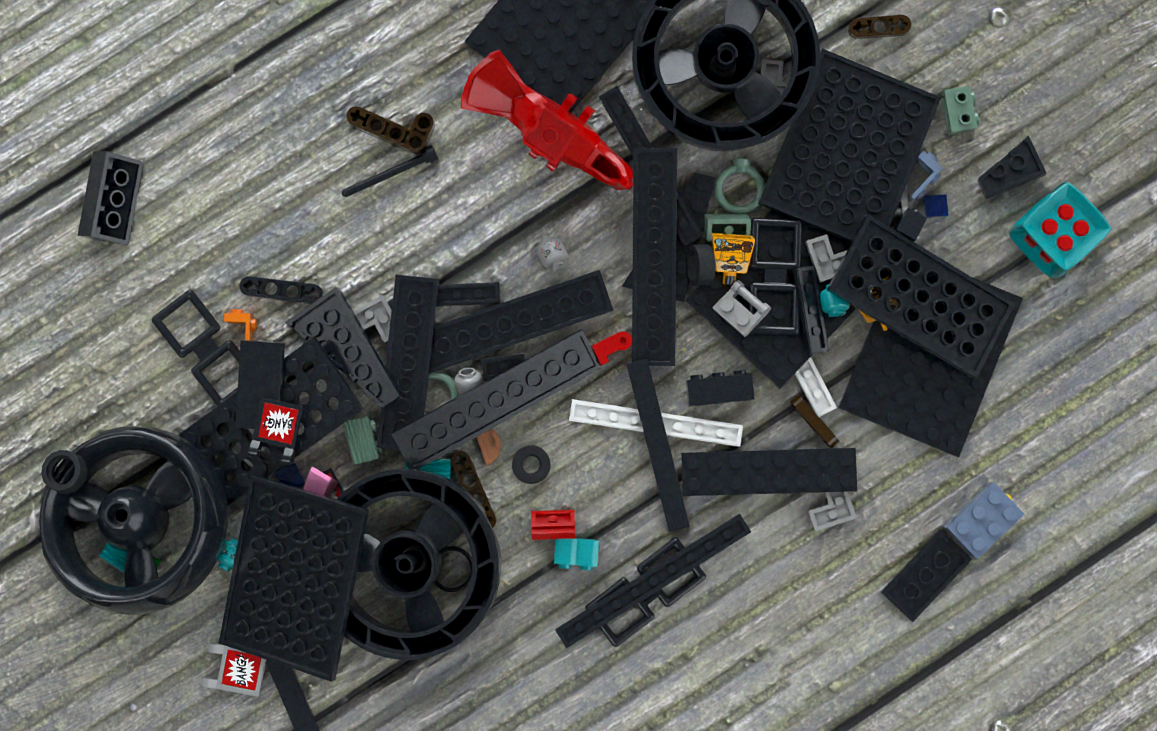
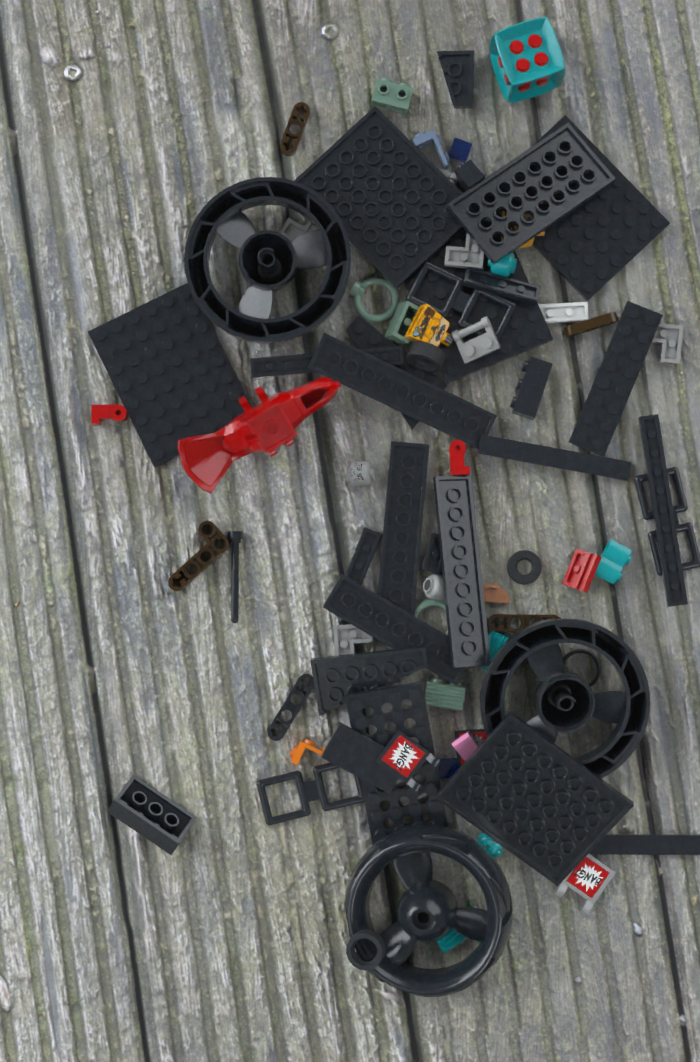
camera: 60 degrees left, 0 degrees up
(674, 425) = (544, 436): white tile -> none

